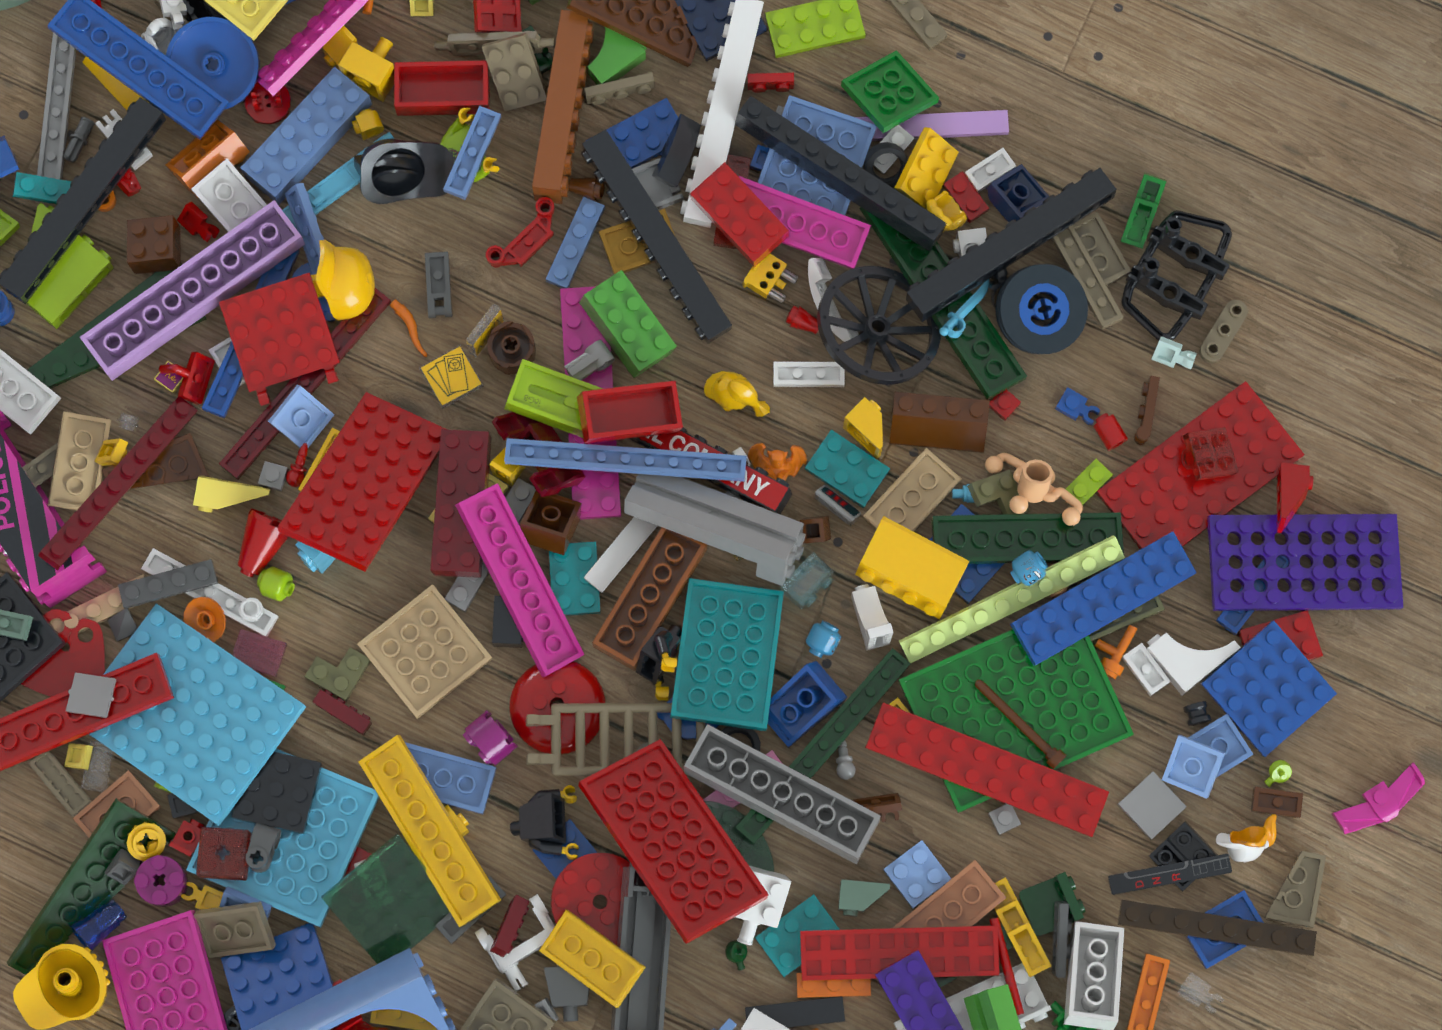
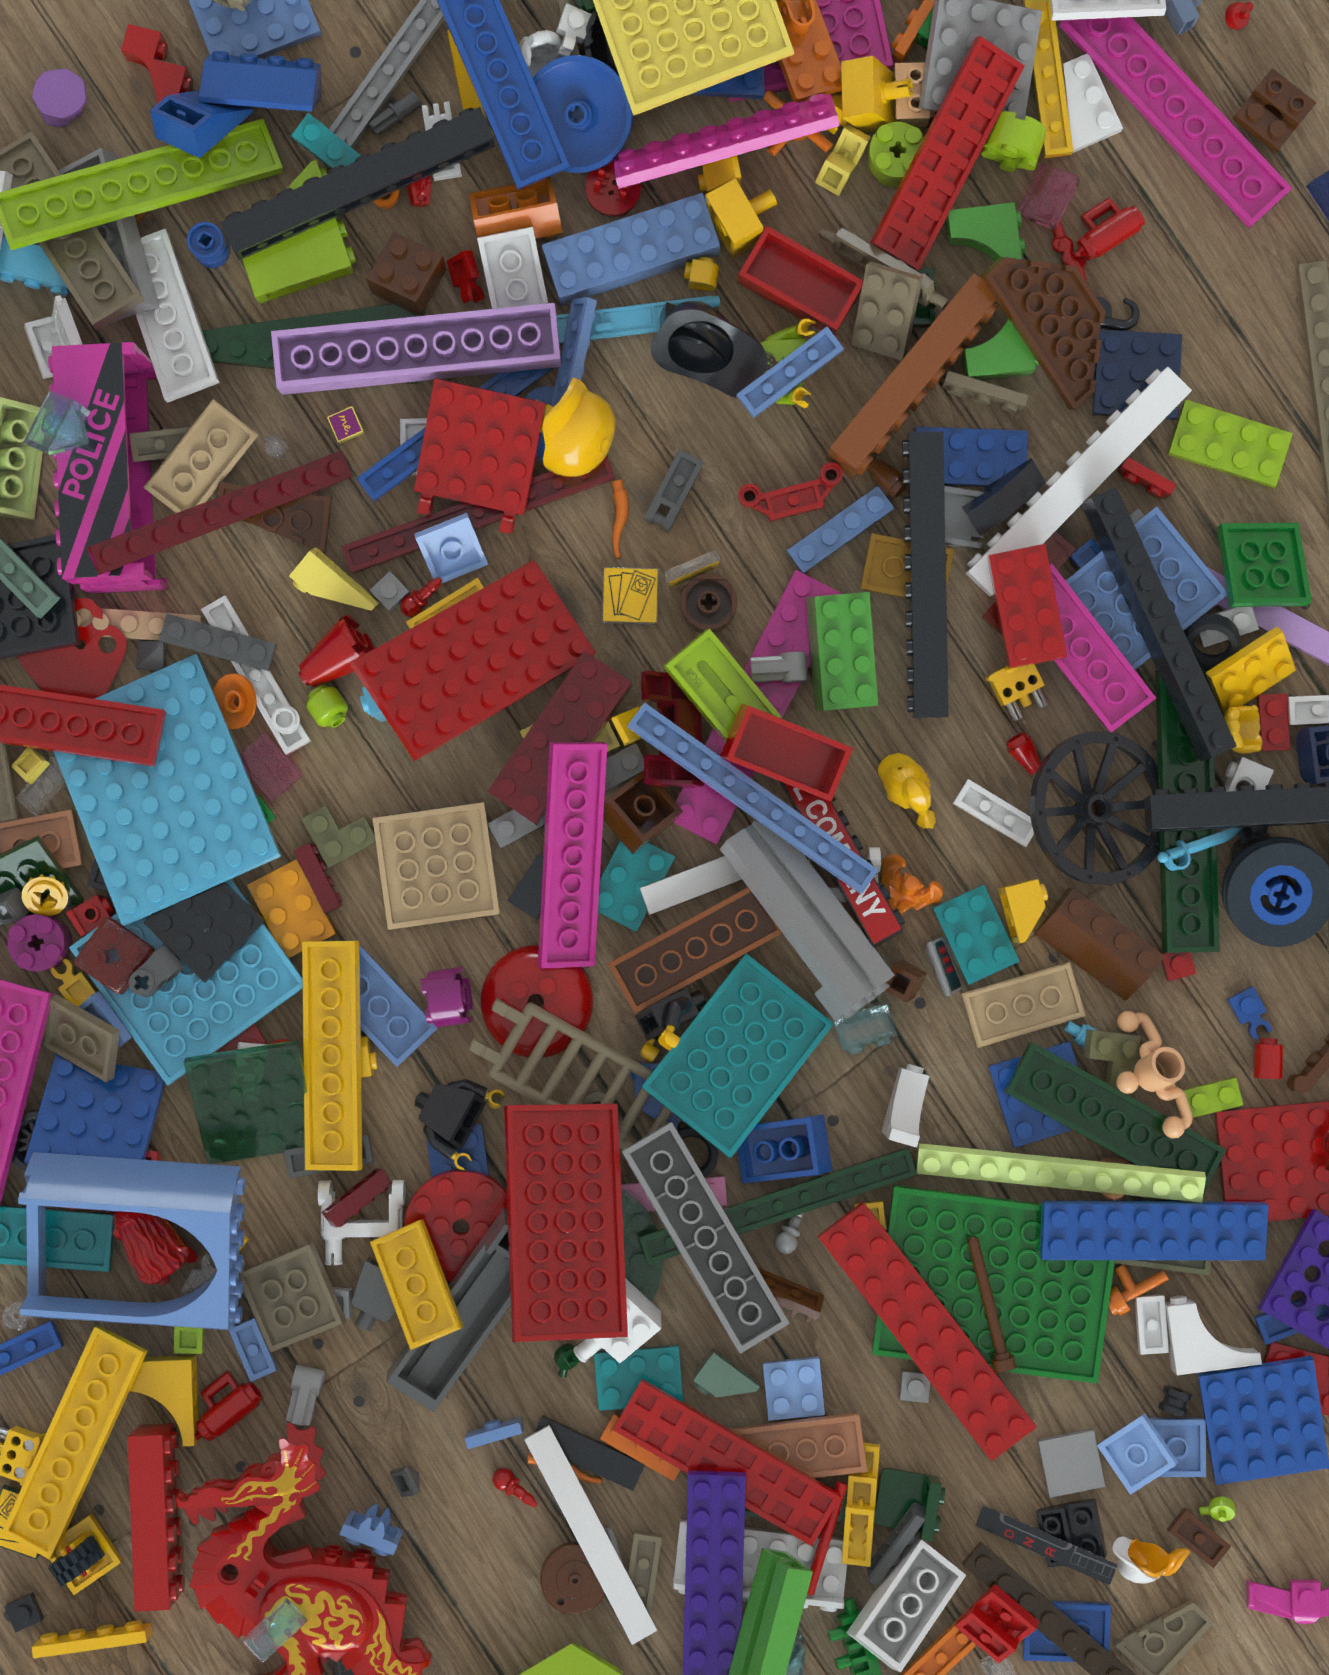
camera: 35 degrees right, 10 degrees up
(91, 695) = (73, 713): light grey piece -> none
(111, 452) = (236, 472): yellow plate -> none
(194, 376) = (369, 440): red plate -> none
(334, 745) = (291, 908): none -> light orange plate
(818, 275) = (1069, 715): white slope -> none
(823, 639) = (844, 1096): dark azure head -> none
(911, 567) = (977, 1083): yellow slope -> none
(1028, 568) = (1097, 1156): dark azure head -> none
(1169, 951) = (997, 1623): none -> red slope

